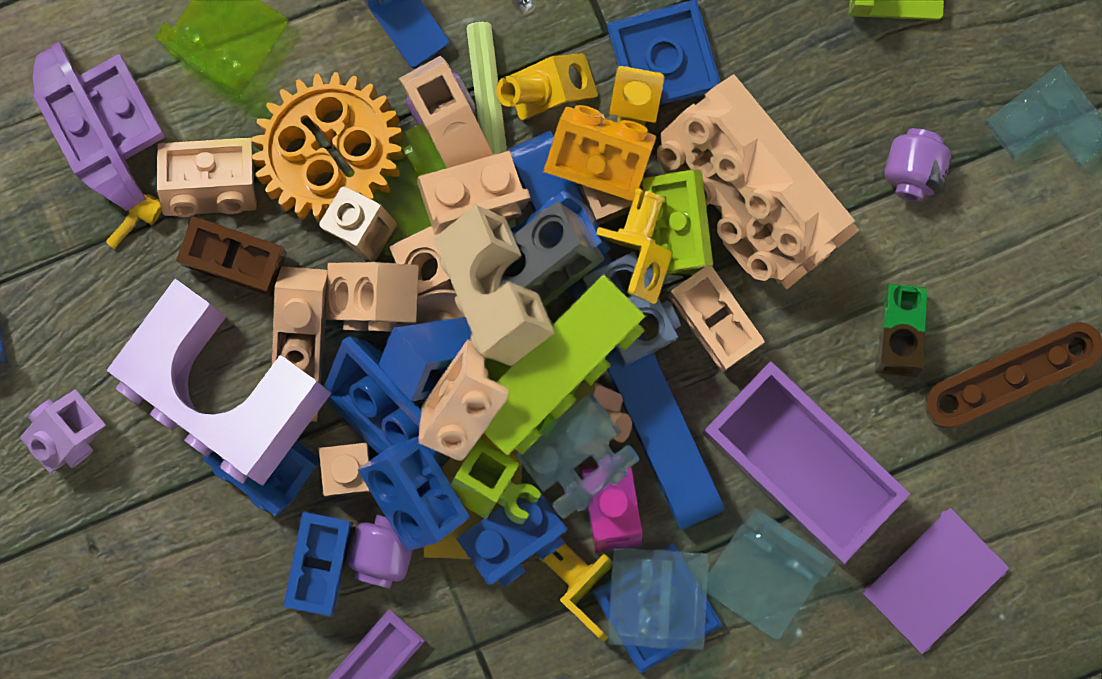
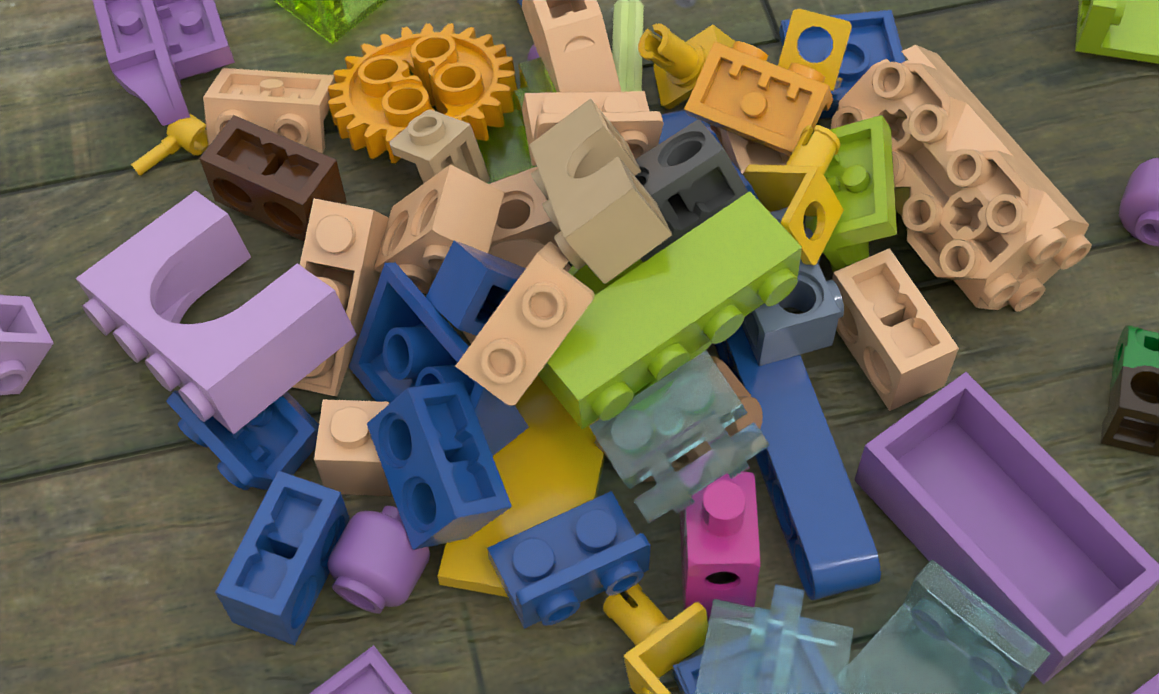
camera: 15 degrees right, 25 degrees down
(487, 481) = (545, 465): lime brick -> none

